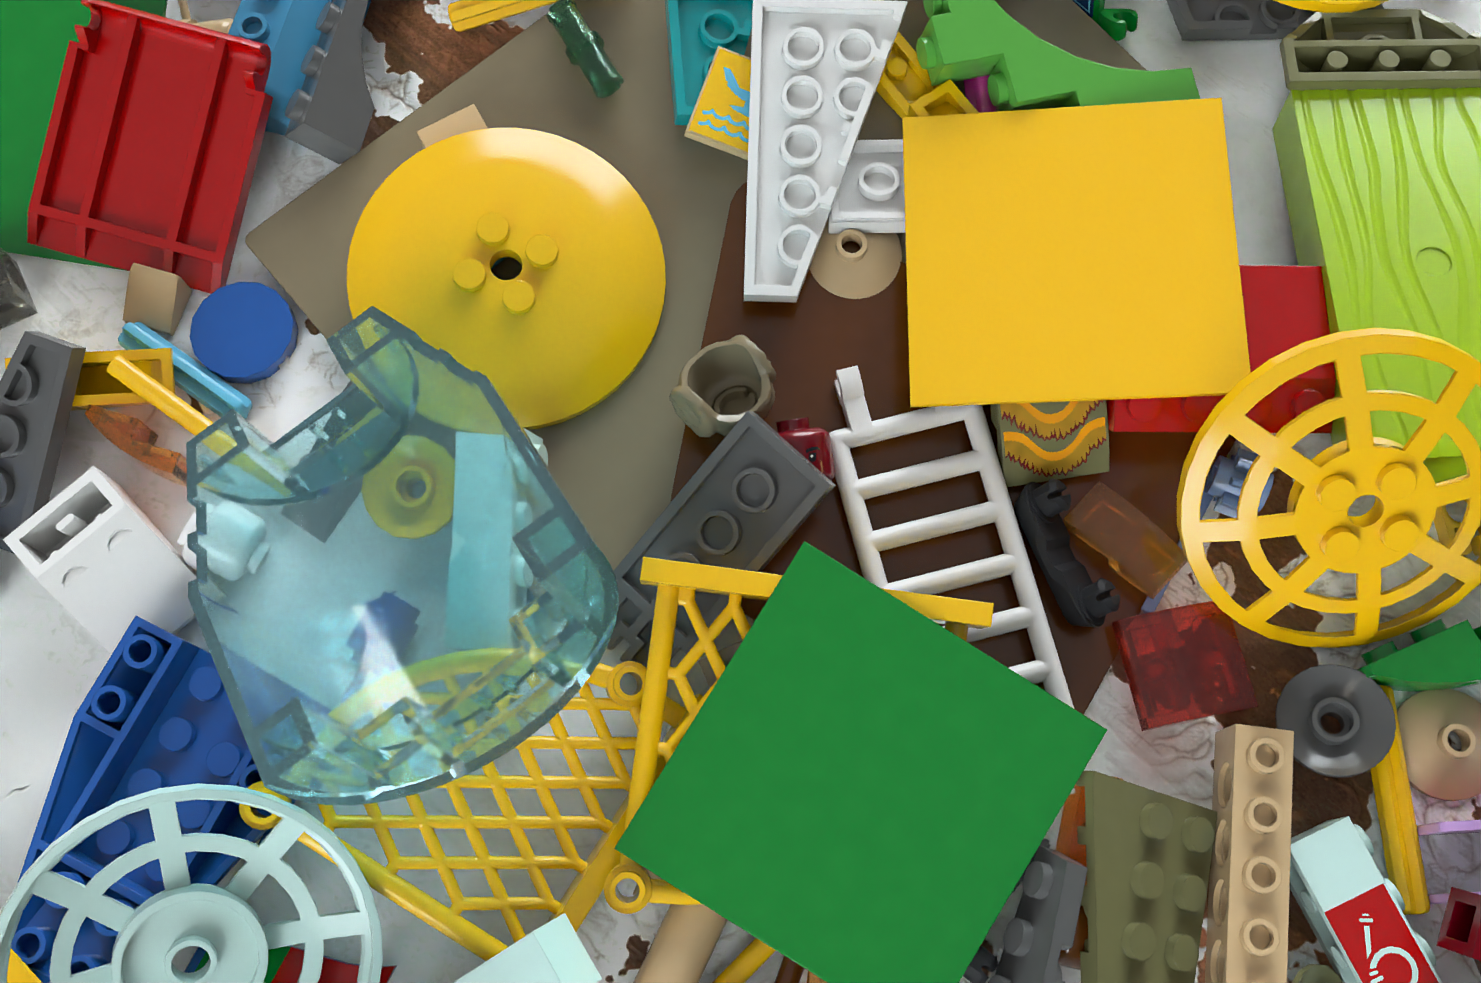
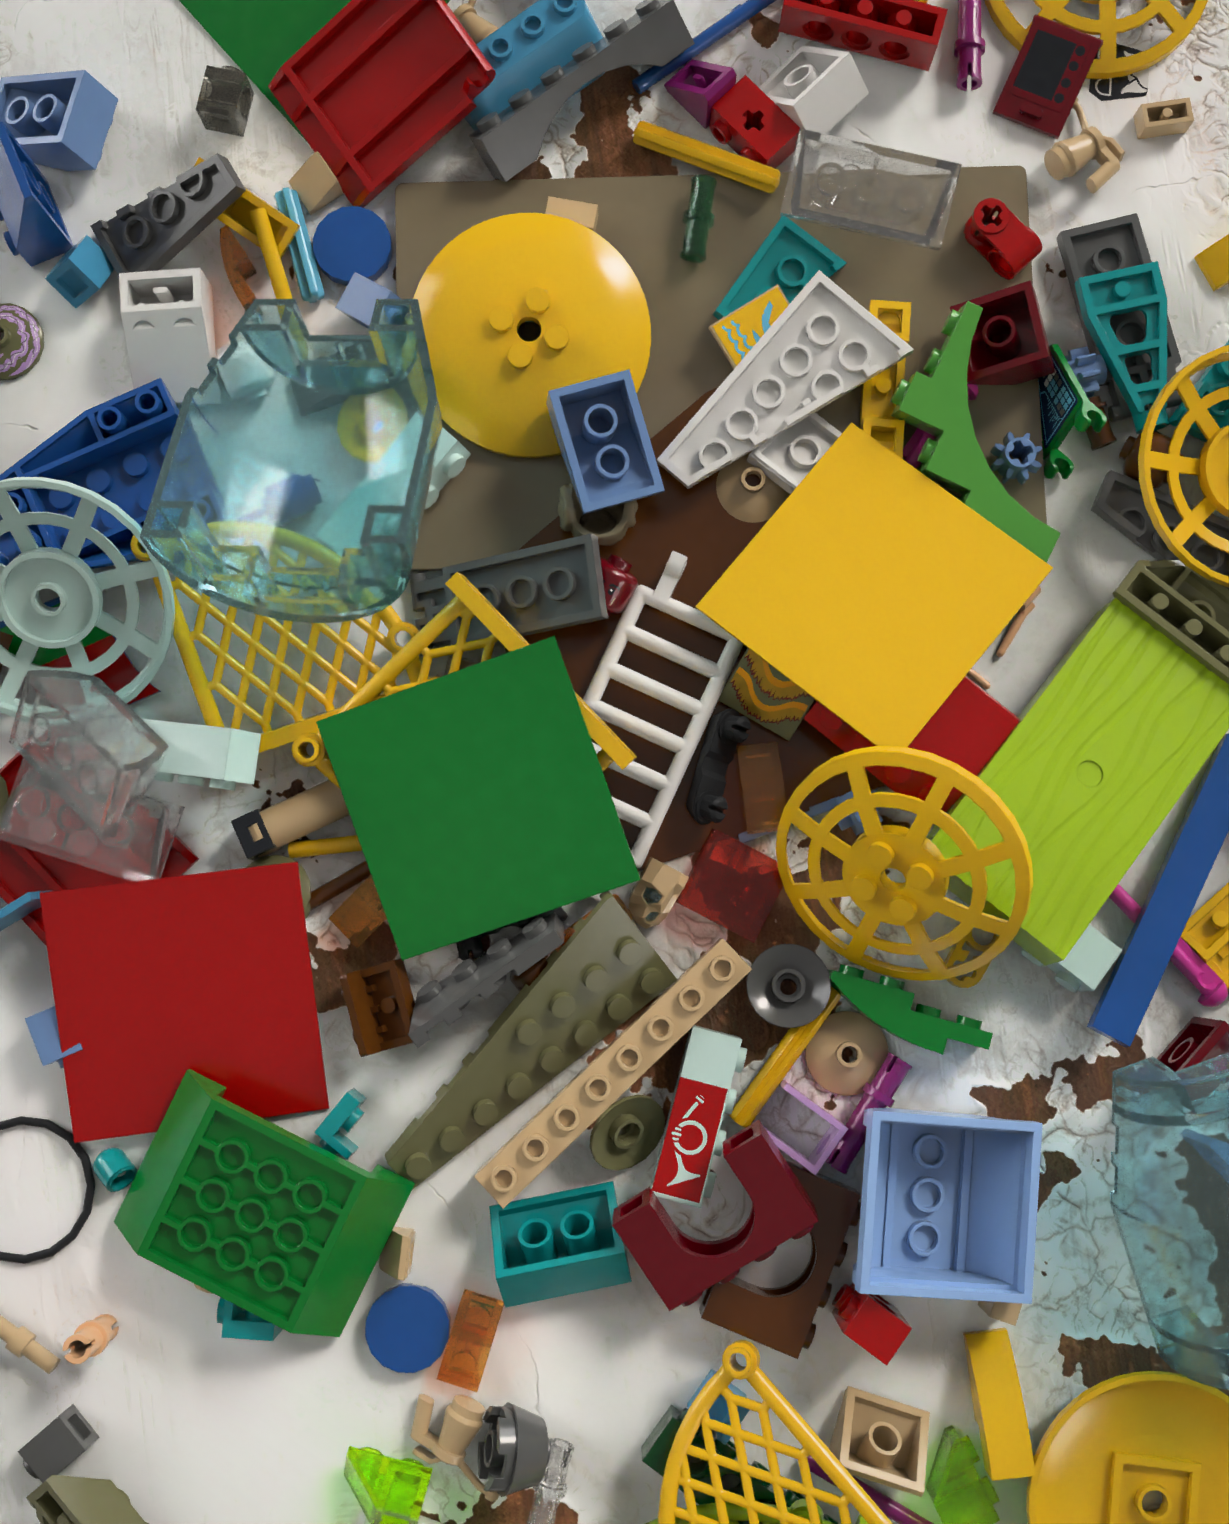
camera: 40 degrees right, 10 degrees up
(307, 372) = (360, 299): none -> medium blue brick
(680, 312) = (604, 441): none -> medium blue slope
(1083, 34) = (1017, 447): none -> medium blue gear
(1126, 742) = (655, 893): none -> tan rock

